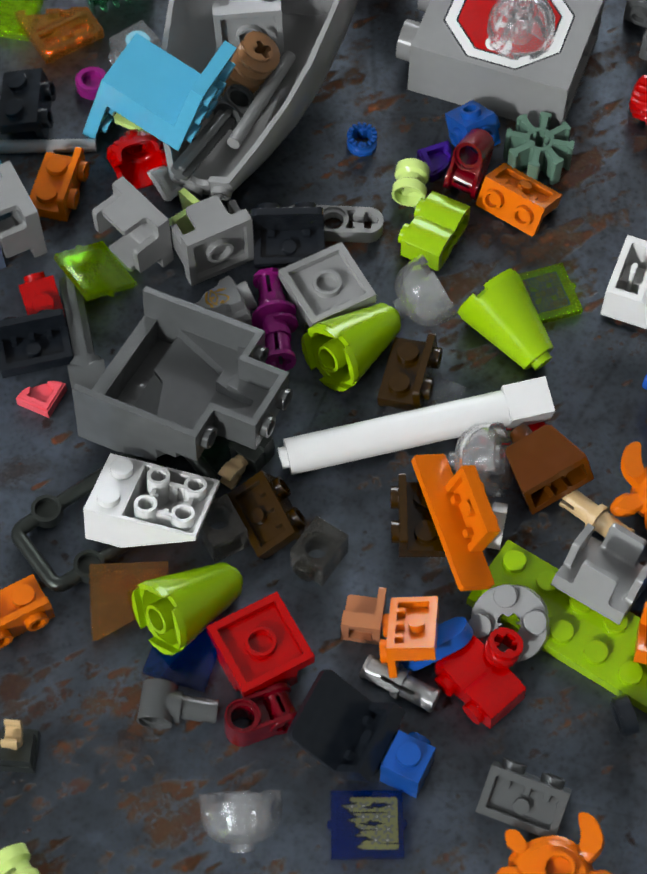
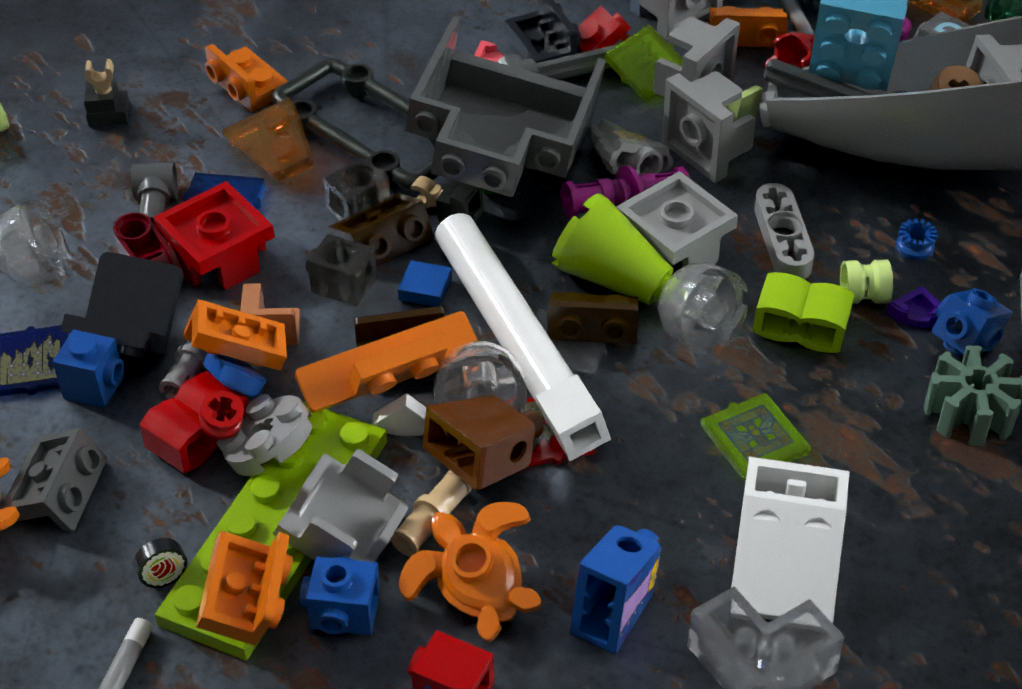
camera: 80 degrees right, 15 degrees down
(146, 504) = (362, 114): white slope -> none
(184, 603) = (258, 170): lime cone -> none
(286, 233) = (735, 180): black bracket -> none
(339, 492) = (425, 283): none -> blue tile
(467, 167) = (910, 321): dark red piece -> none
(509, 320) = (689, 383): lime cone -> none
(517, 198) = (891, 385): orange bracket -> none

